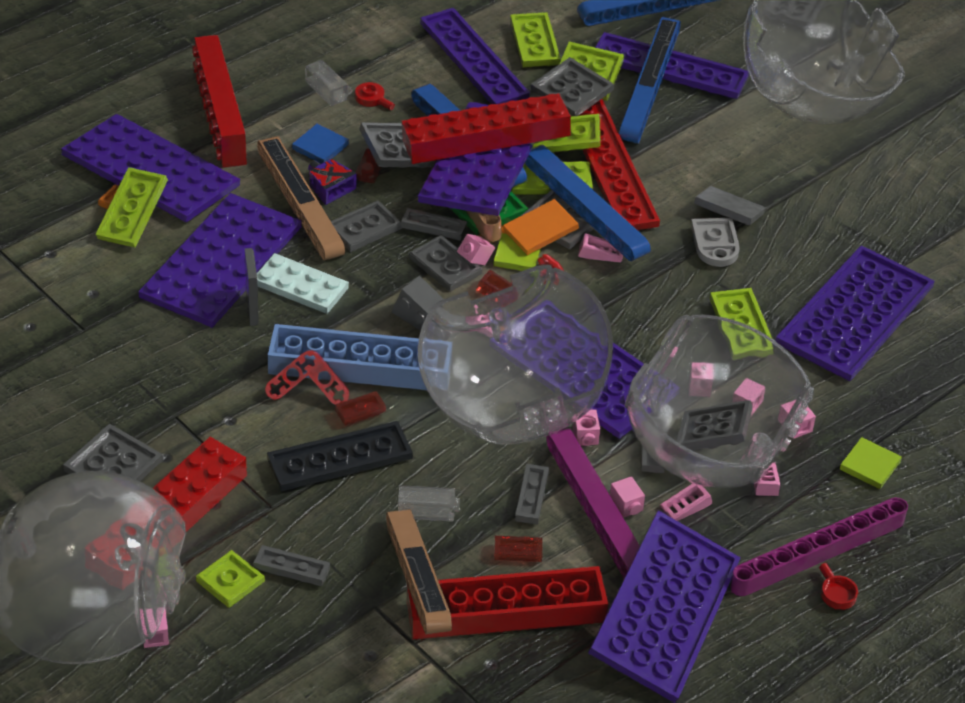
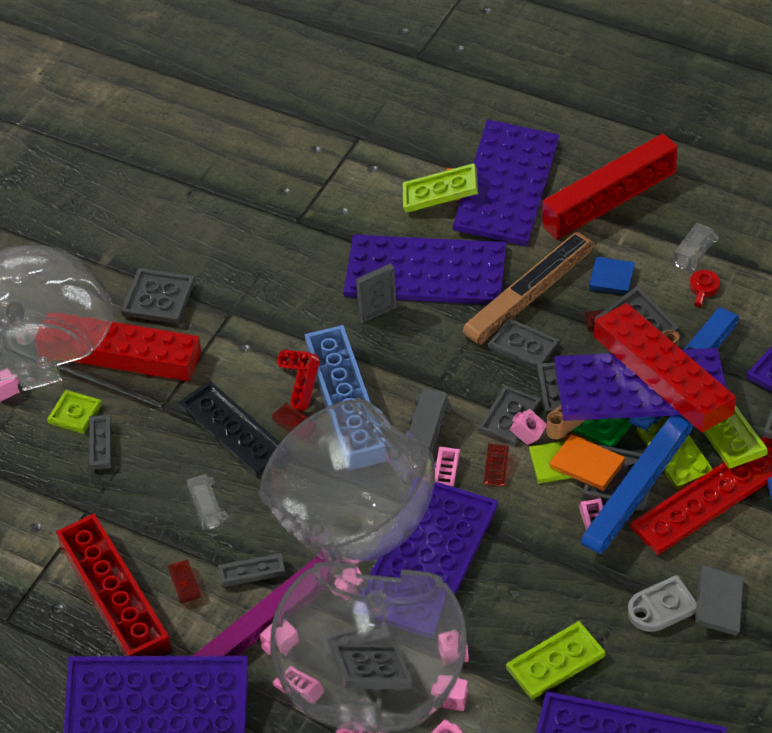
camera: 75 degrees right, 5 degrees up
(301, 283) = (425, 330): light aqua plate -> none
(331, 180) = (561, 298): torso -> none
(418, 572) = (101, 513): medium nougat beam -> none
(548, 260) = (551, 491): red arm -> none

